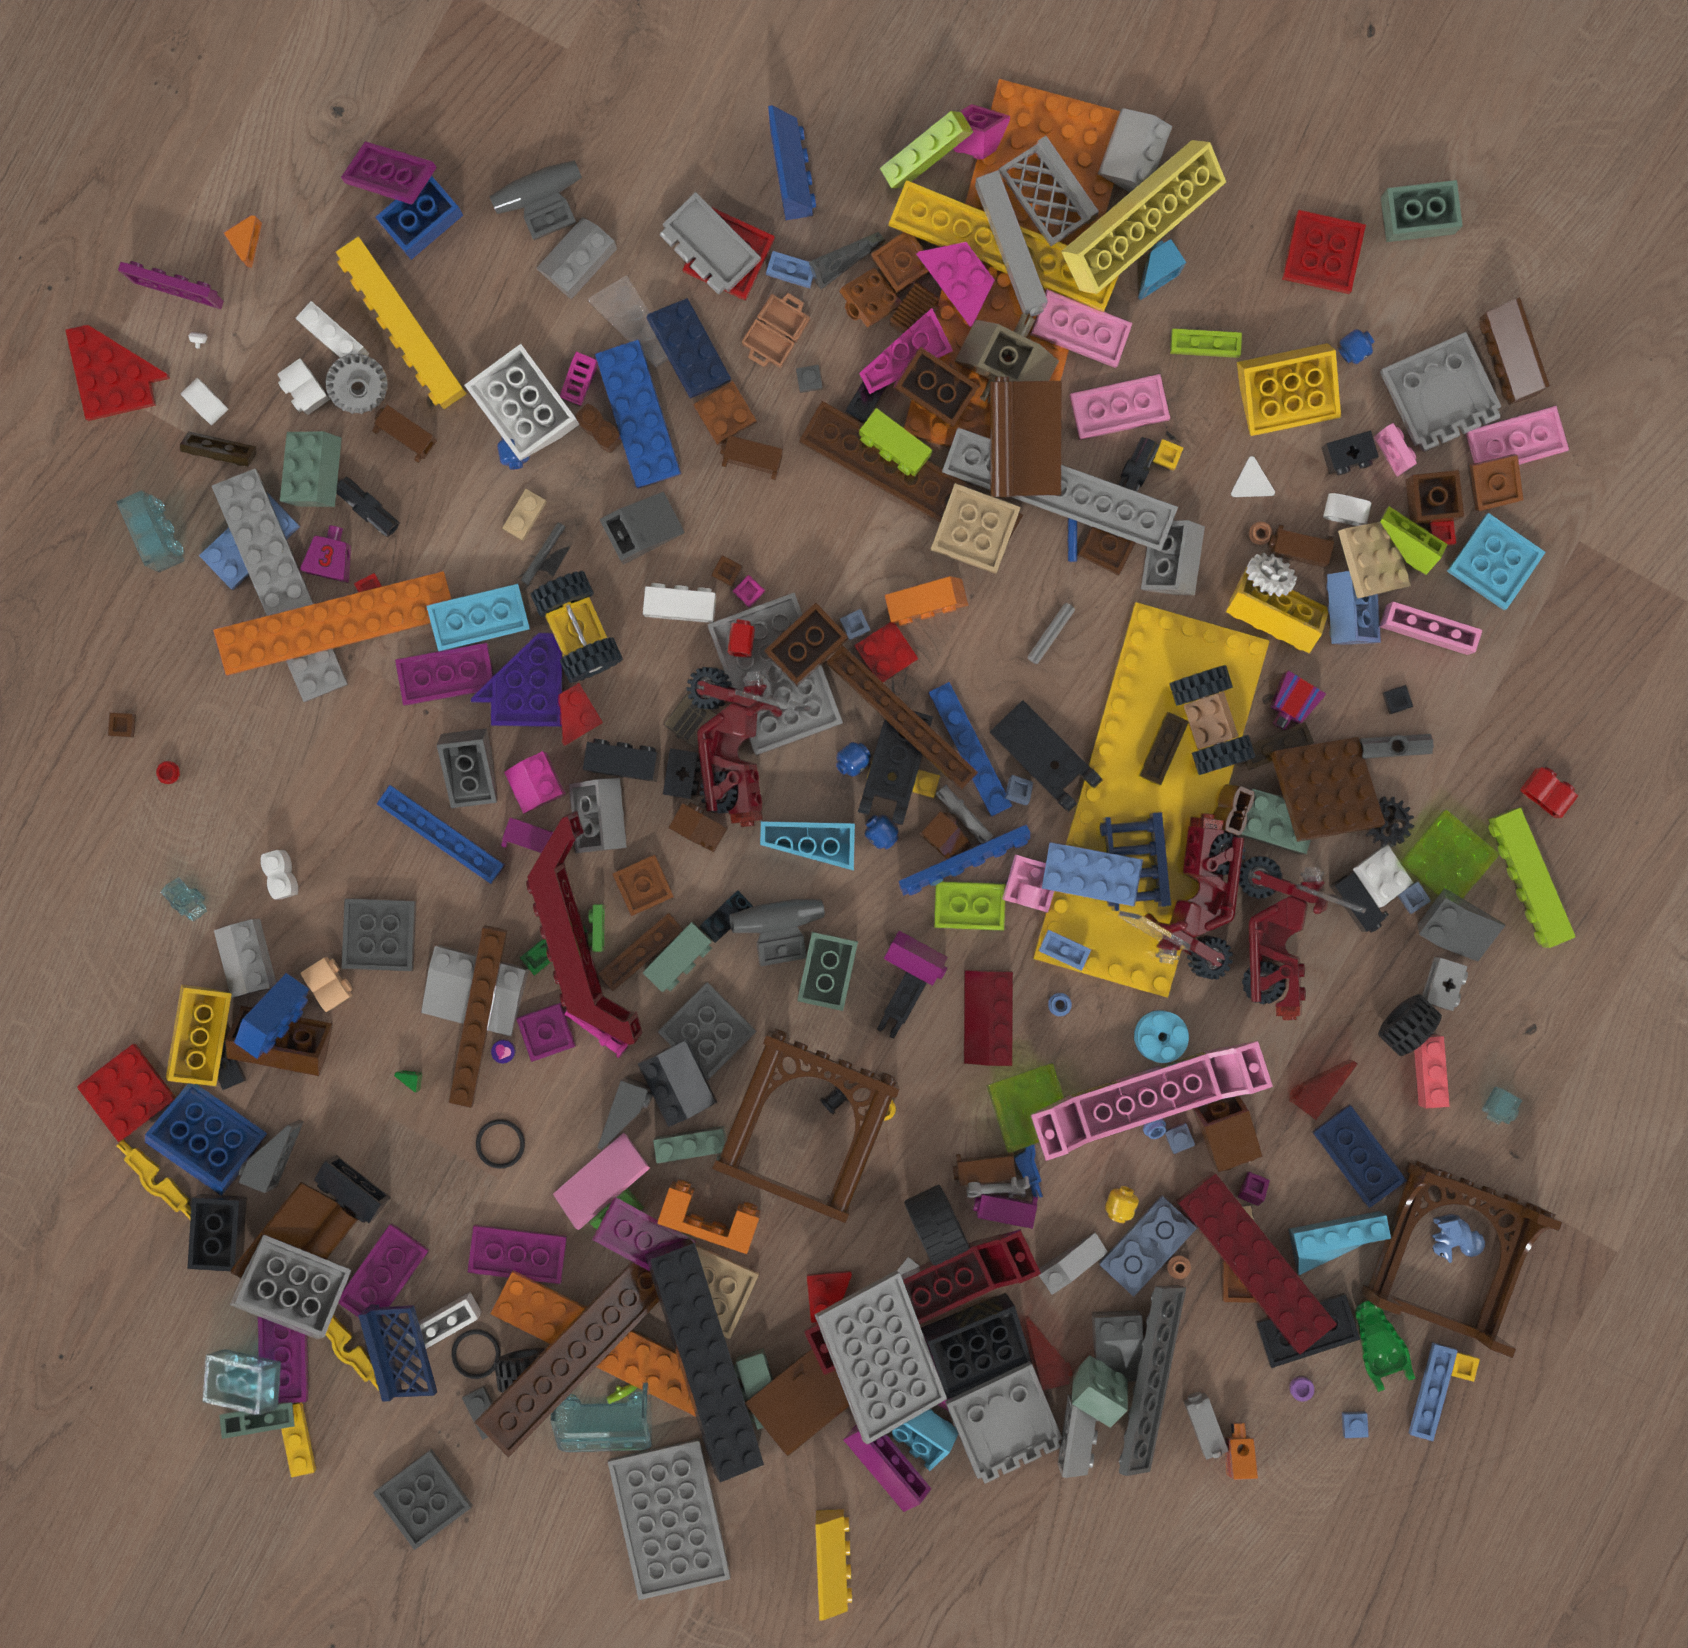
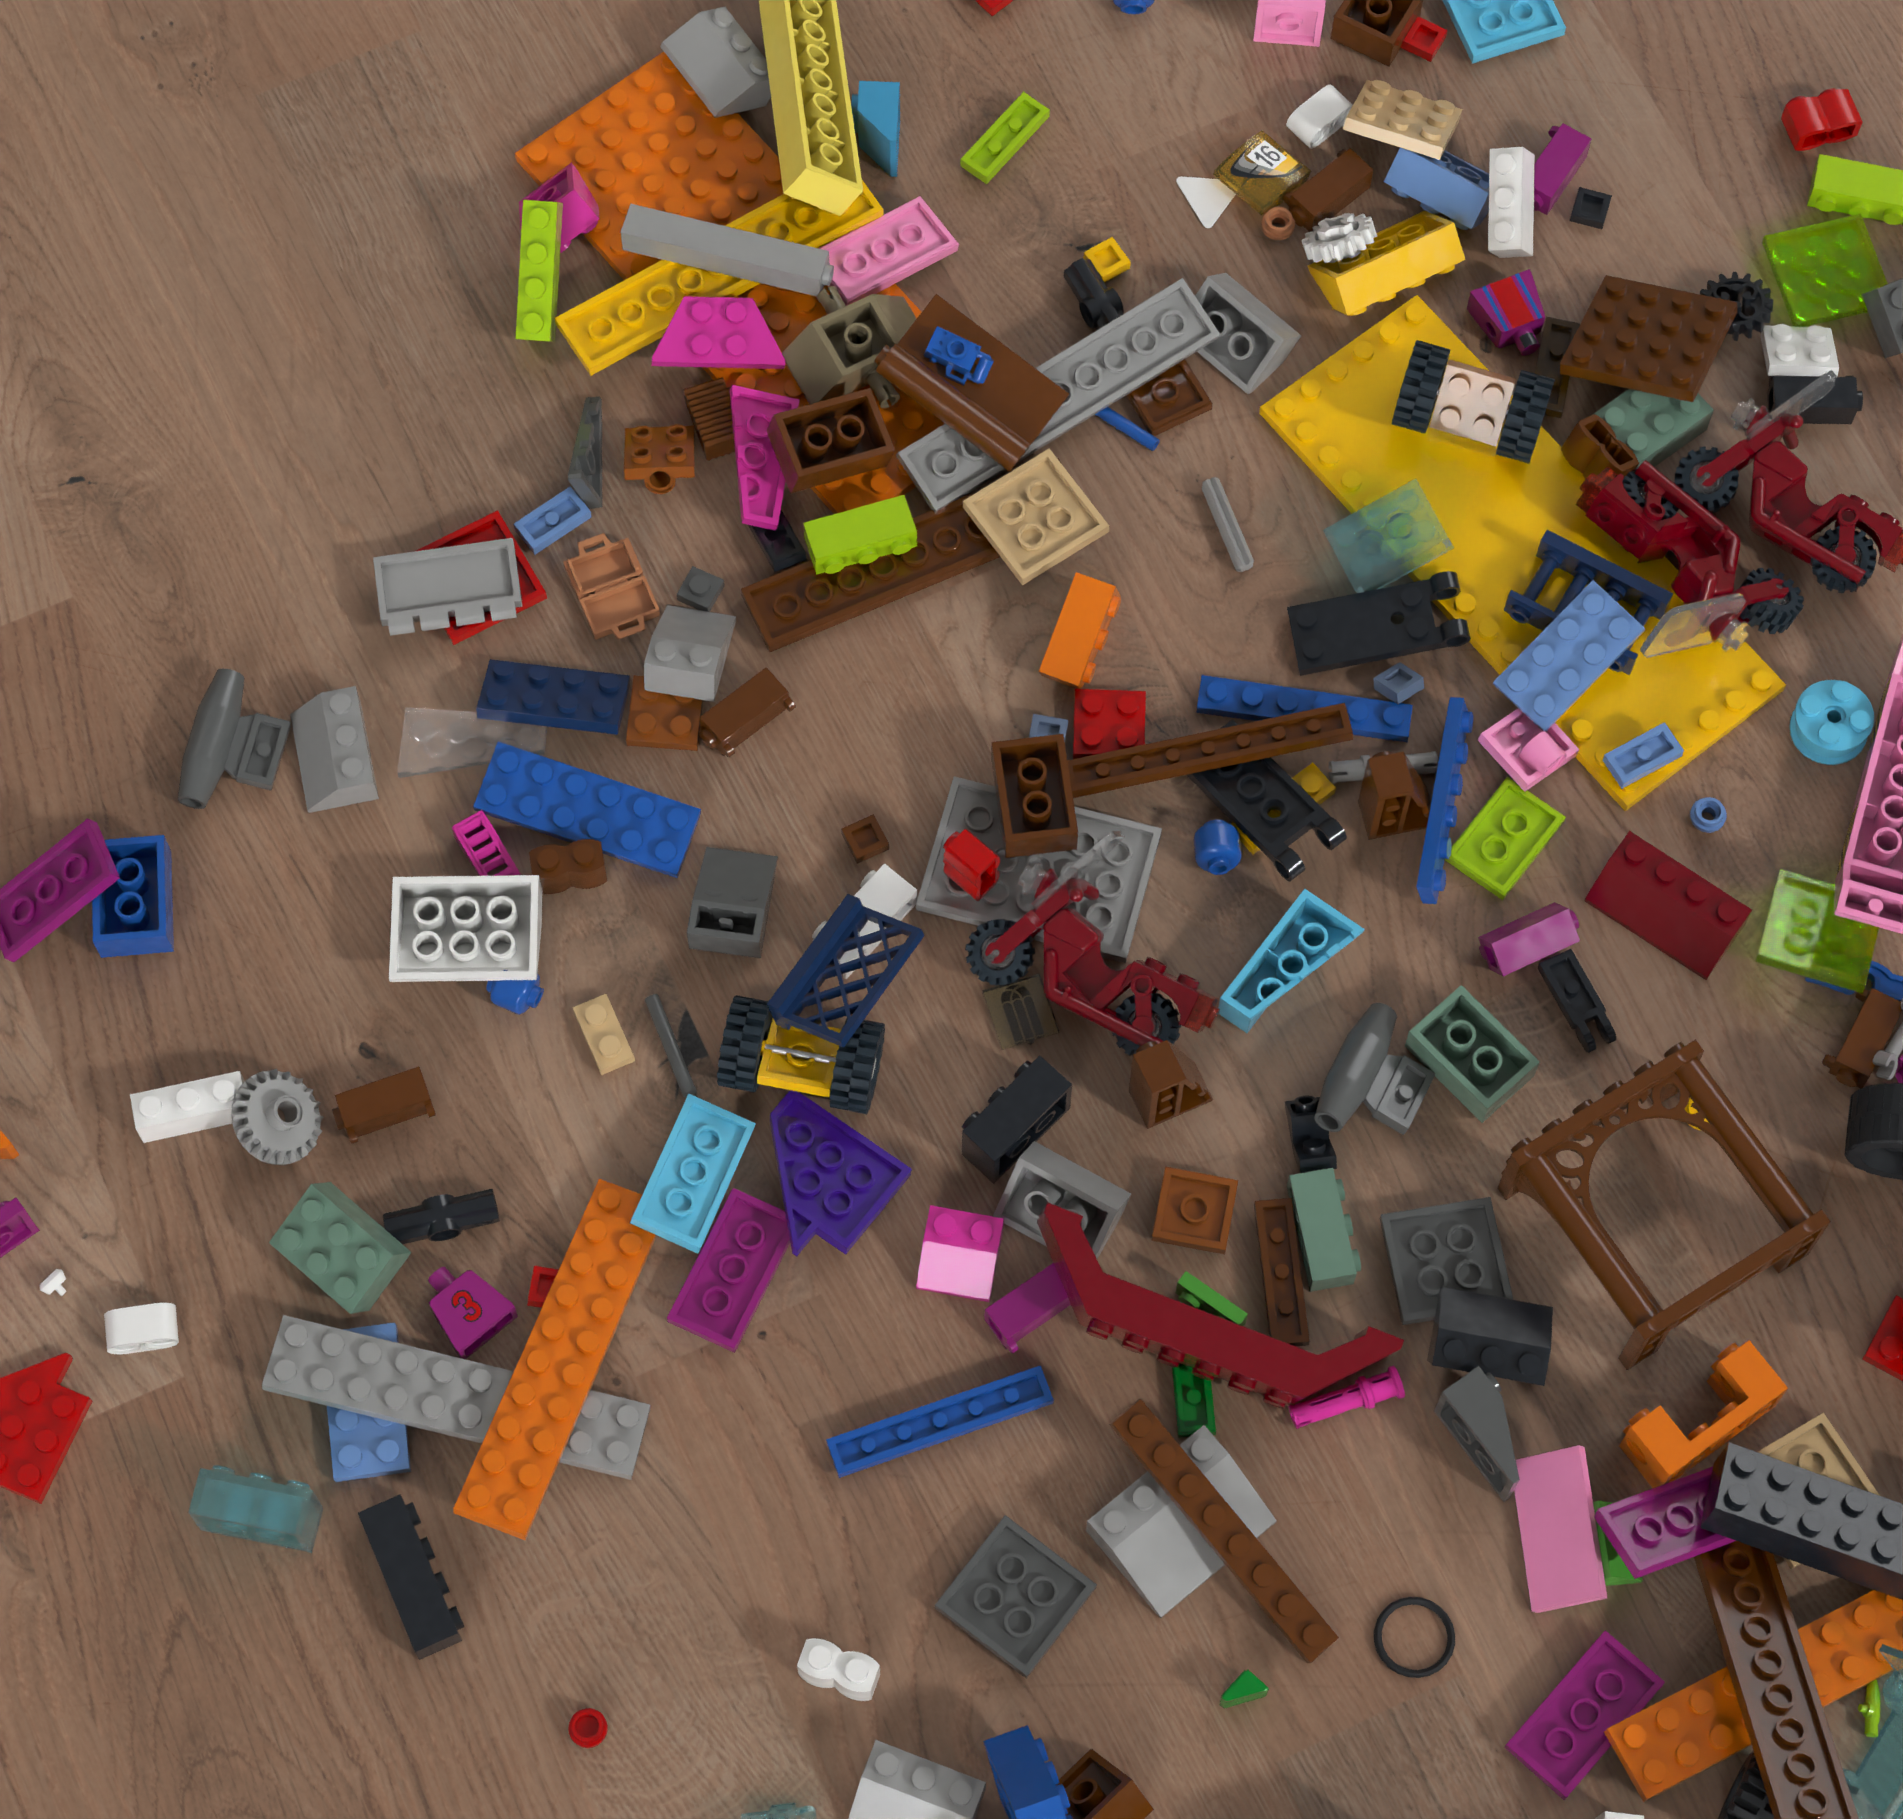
camera: 55 degrees left, 20 degrees down
(121, 725) = (477, 1743): reddish brown plate -> none
(177, 631) = (410, 1576): none -> black brick
(218, 449) = (216, 1354): dark brown plate -> none
(303, 387) = (225, 1190): white brick -> none
(327, 984) = (1044, 1709): light nougat brick -> none
(400, 322) = (243, 1014): yellow brick -> none
(467, 767) = (878, 1324): dark grey slope -> none
(503, 1051) = (1290, 1544): dark purple tile -> none
(546, 1032) = (1303, 1470): magenta tile -> none
(576, 714) = (909, 1139): red wing -> none
(625, 601) = (822, 962): none -> dark blue fence
(676, 762) = (1089, 1082): black brick -> none
(689, 1144) = (1586, 1380): sand green brick -> none
(749, 591) = (909, 833): dark pink tile -> none
(765, 399) = (688, 653): none -> light grey slope
(790, 164) = (428, 437): blue slope -> none
(834, 1100) = (1648, 1161): black bush -> none
(881, 831) = (1335, 874): blue head -> none
(899, 262) = (643, 394): dark orange plate -> none
(1033, 420) = (959, 356): none -> blue piece
(1067, 185) = (697, 154): light grey fence -> none
(1097, 728) = (1388, 538): none -> clear light blue brick
(1119, 407) = (1009, 274): bright pink tile -> none
(1163, 748) = (1467, 485): dark brown plate -> none
(1287, 501) = (1261, 172): none -> clear yellow slope
(1290, 389) = (1129, 85): yellow slope -> none
(1360, 444) = (1254, 71): black brick -> none
(1361, 656) = (1511, 202): none -> white brick
(1406, 663) = (1558, 165): none -> magenta brick
(1410, 745) = (1654, 227): dark grey piece -> none
(1414, 897) = (1850, 337): sand blue plate -> none
(1415, 544) = (1423, 67): lime slope -> none
(1430, 628) = (1532, 113): bright pink brick -> none

